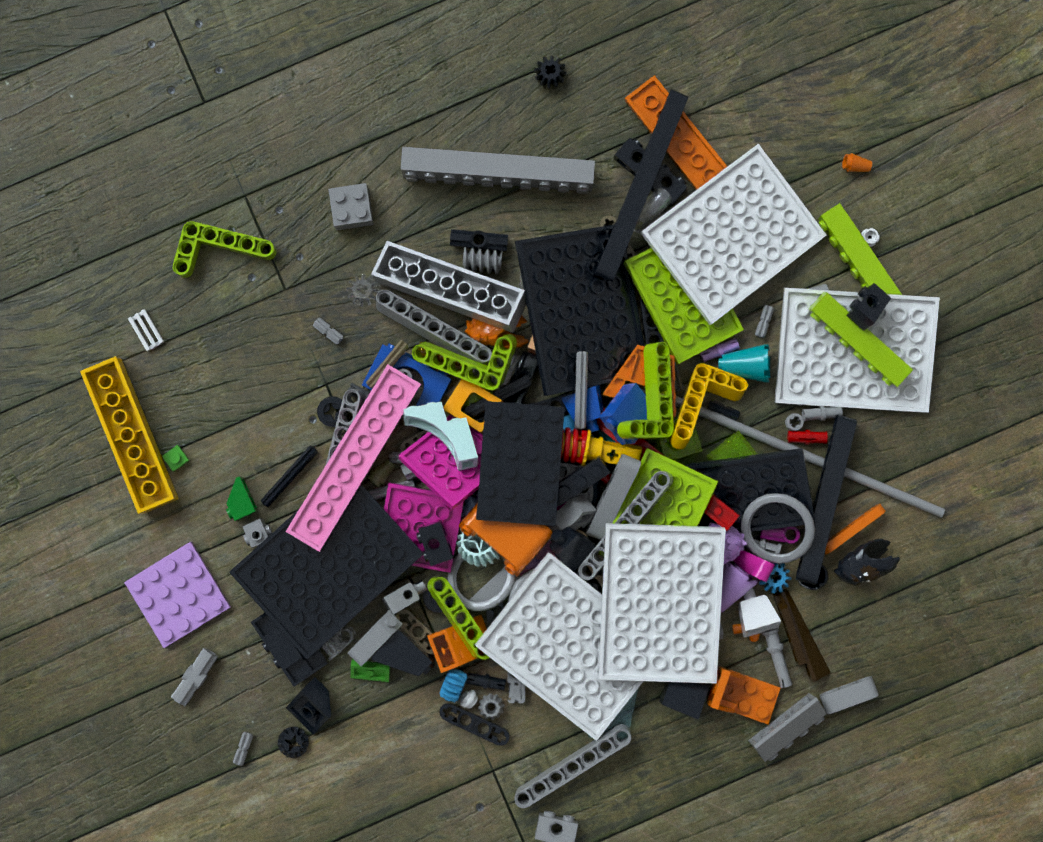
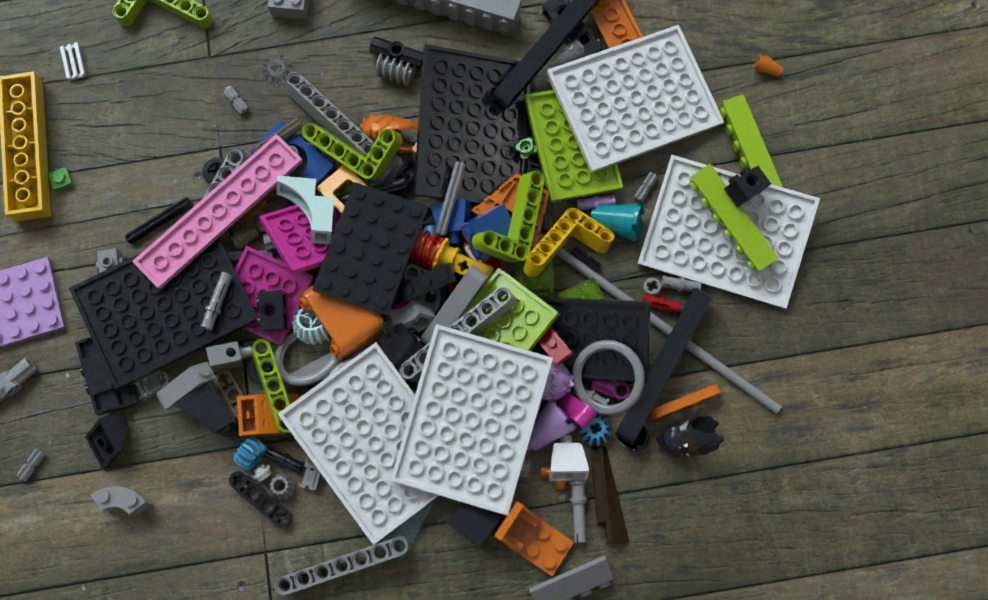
camera: 20 degrees right, 10 degrees down
(240, 501) = (105, 230): green slope -> none
(301, 738) = (89, 470): black gear -> none
(343, 758) = (121, 497): none -> light grey brick
(370, 671) = (175, 420): bright green plate -> none
(379, 549) = (213, 308): none -> light grey pin
(450, 286) = (356, 80): light grey brick -> none
(634, 314) = (526, 143): none -> bright green plate
(849, 695) = (641, 567): light grey beam -> none
(874, 236) = (770, 133): white plate -> none

